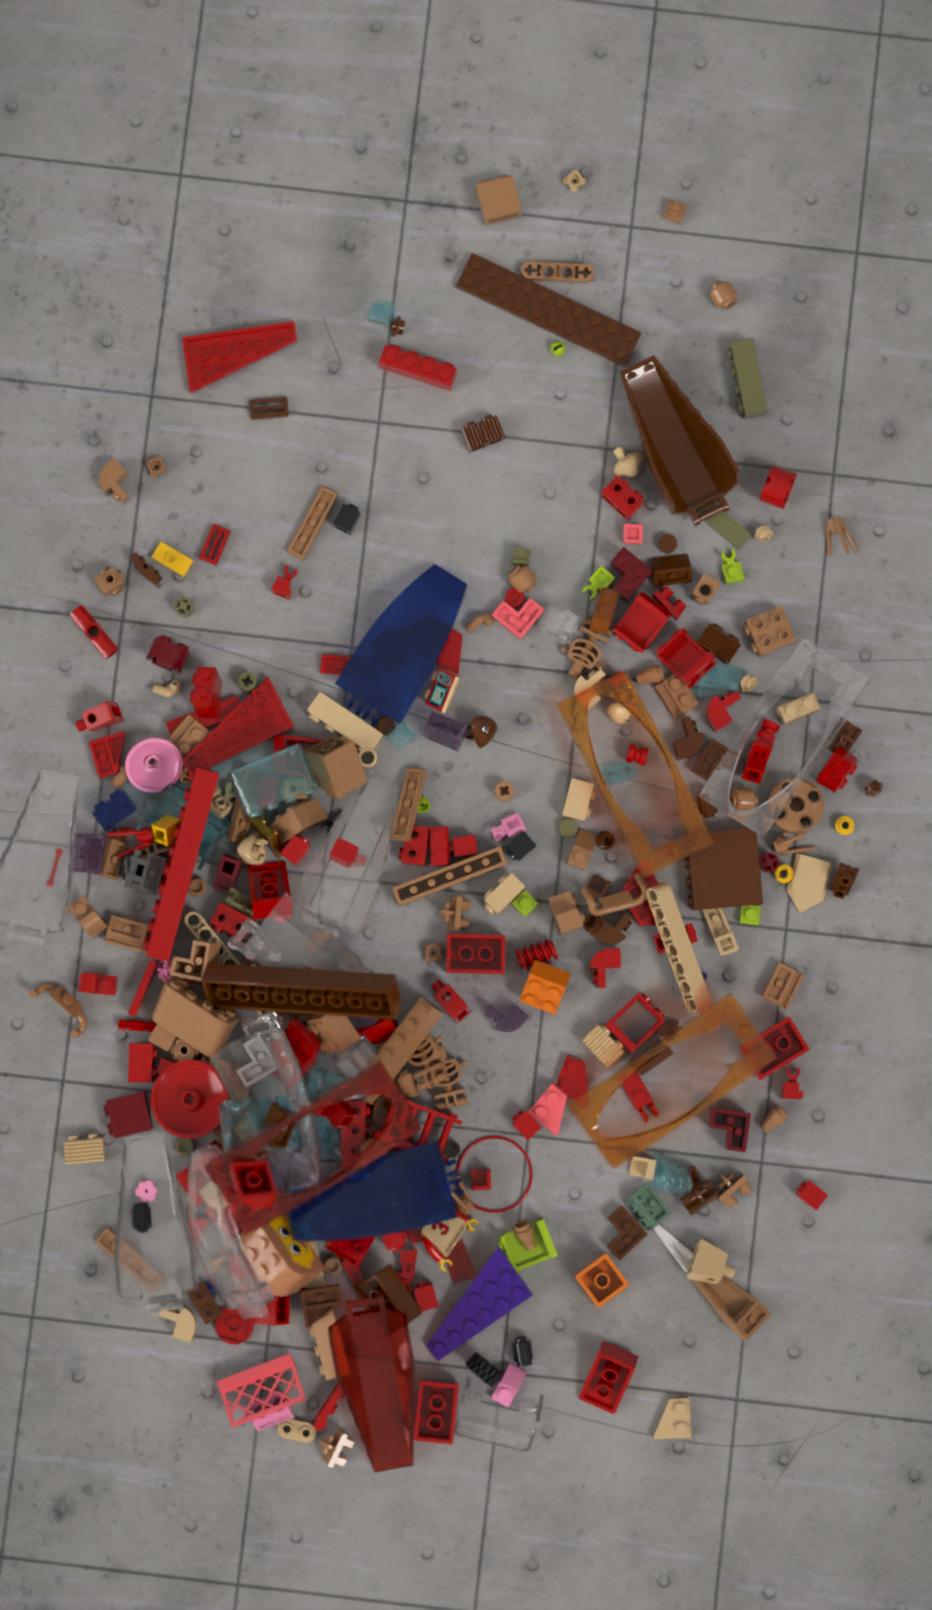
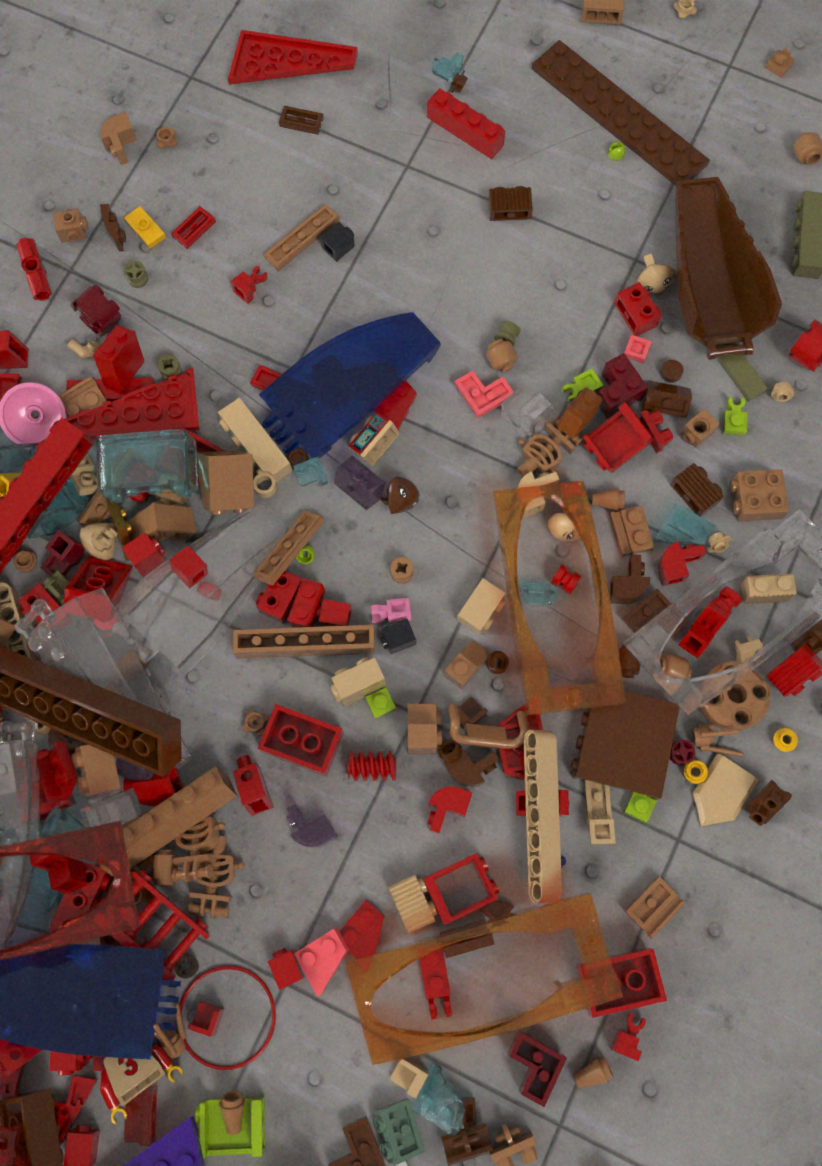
camera: 25 degrees right, 10 degrees down
(452, 913) = (293, 697): medium nougat hips -> none
(478, 620) = (440, 383): medium nougat arm -> none
(514, 598) = (486, 374): red tile -> none
(545, 987) = (366, 806): orange brick -> none
(557, 269) = (641, 79): medium nougat beam -> none
(568, 828) = (459, 635): olive tile -> none
(685, 658) = (655, 492): red panel -> none
(796, 764) = (747, 650): none -> tan tile

